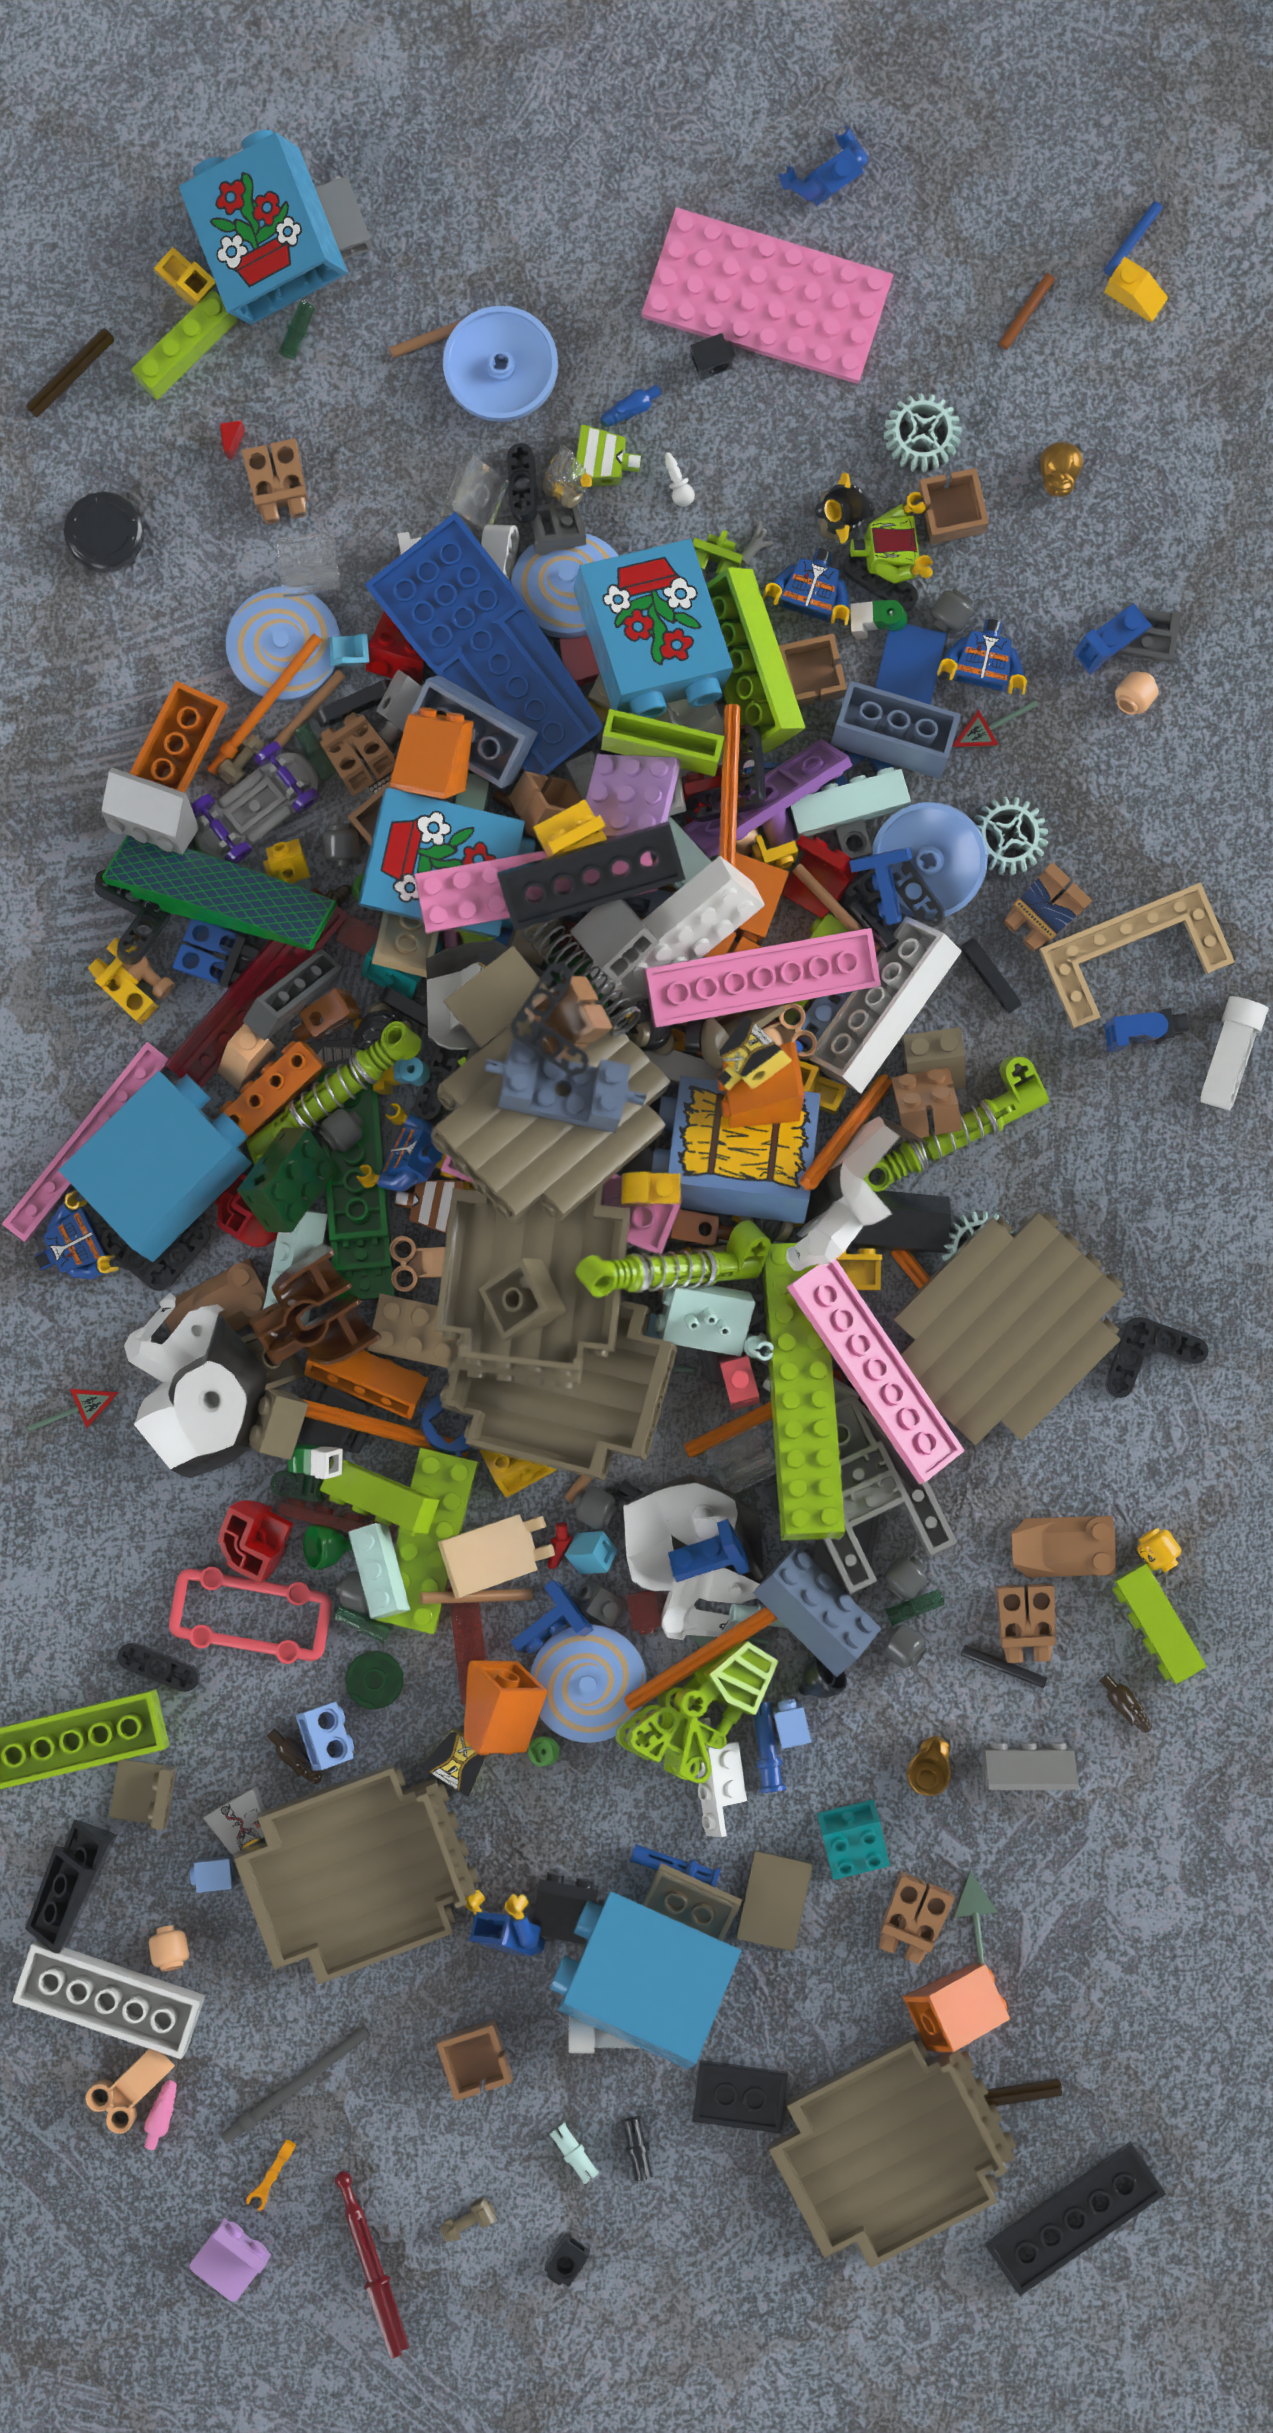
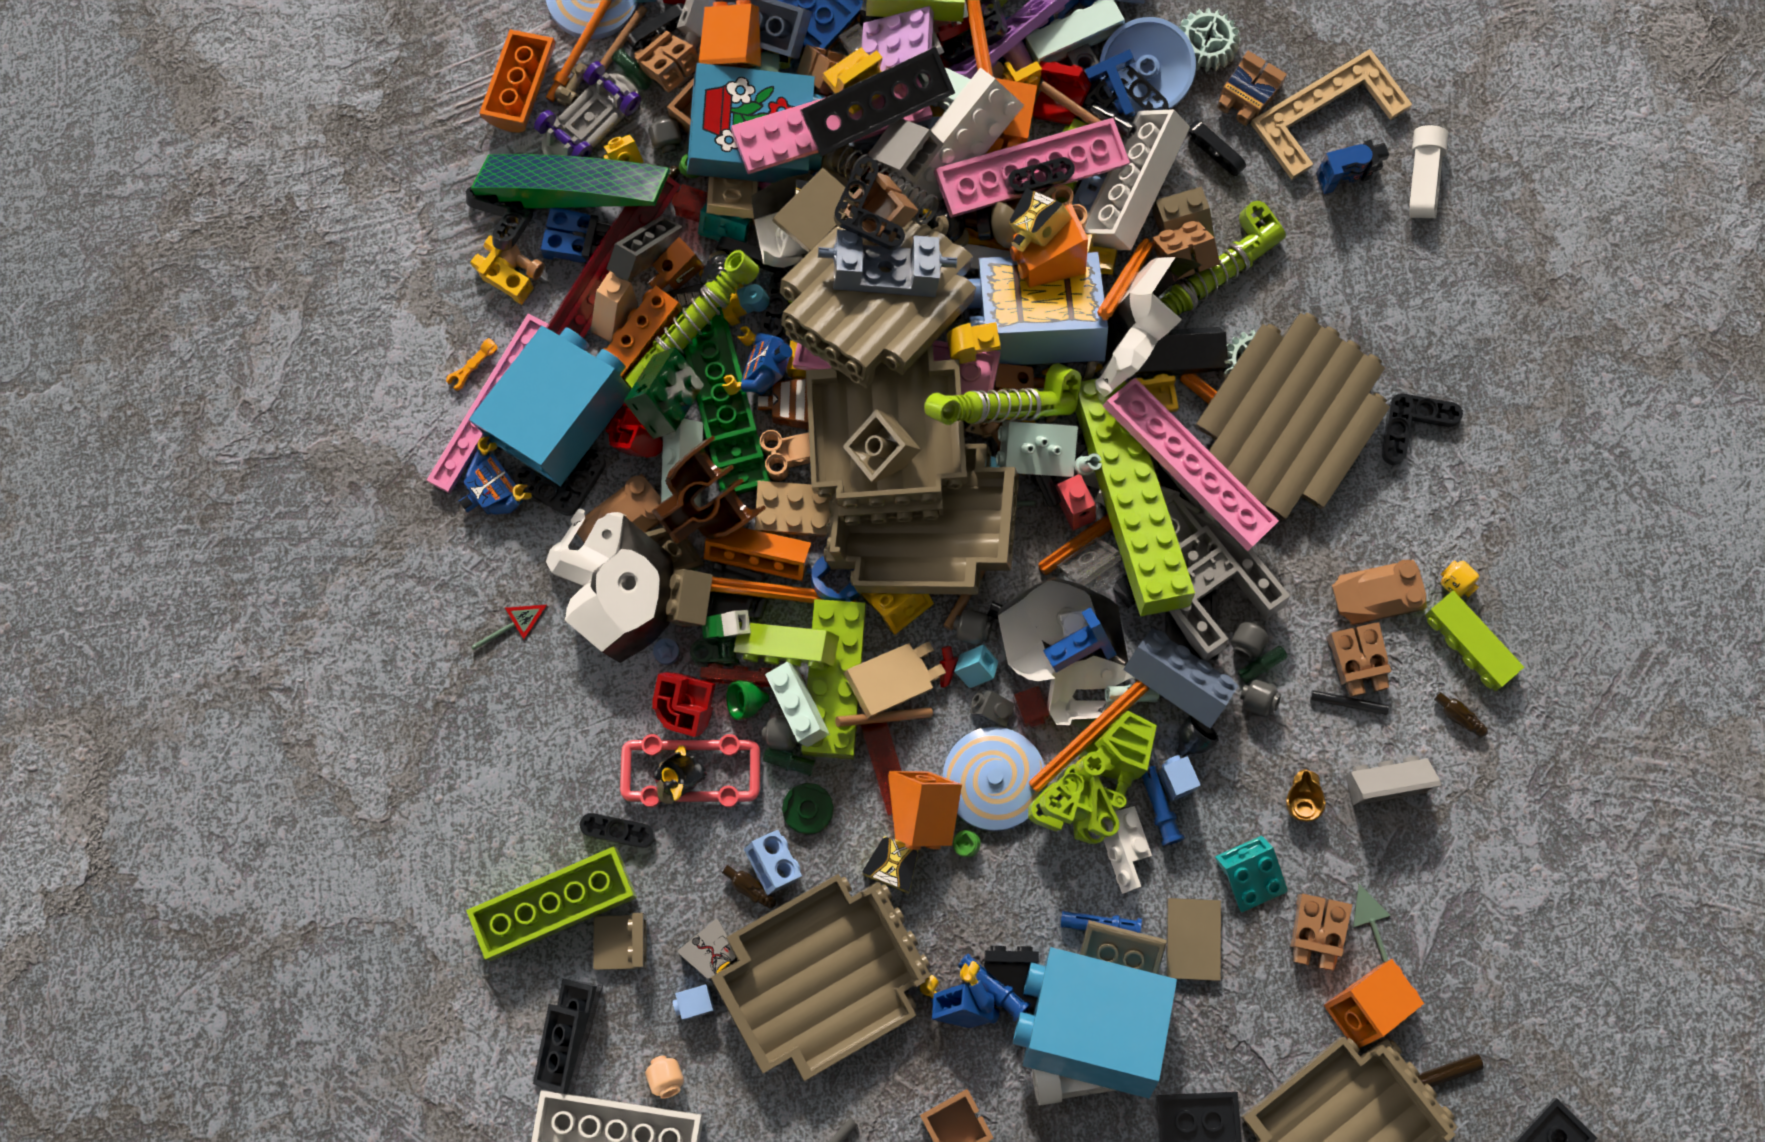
camera: 15 degrees left, 10 degrees down
(92, 1075) = (487, 349): none -> light orange piece
(148, 811) = (502, 128): light grey slope -> none
(234, 1621) = (677, 775): none -> black hair
(245, 1472) = (666, 651): none -> medium blue tile
(341, 1130) = (702, 351): dark grey head -> none
(551, 1927) = (1003, 995): none -> blue pin
(553, 1621) = (953, 729): blue bracket -> none
(790, 997) = (1046, 167): none -> black beam

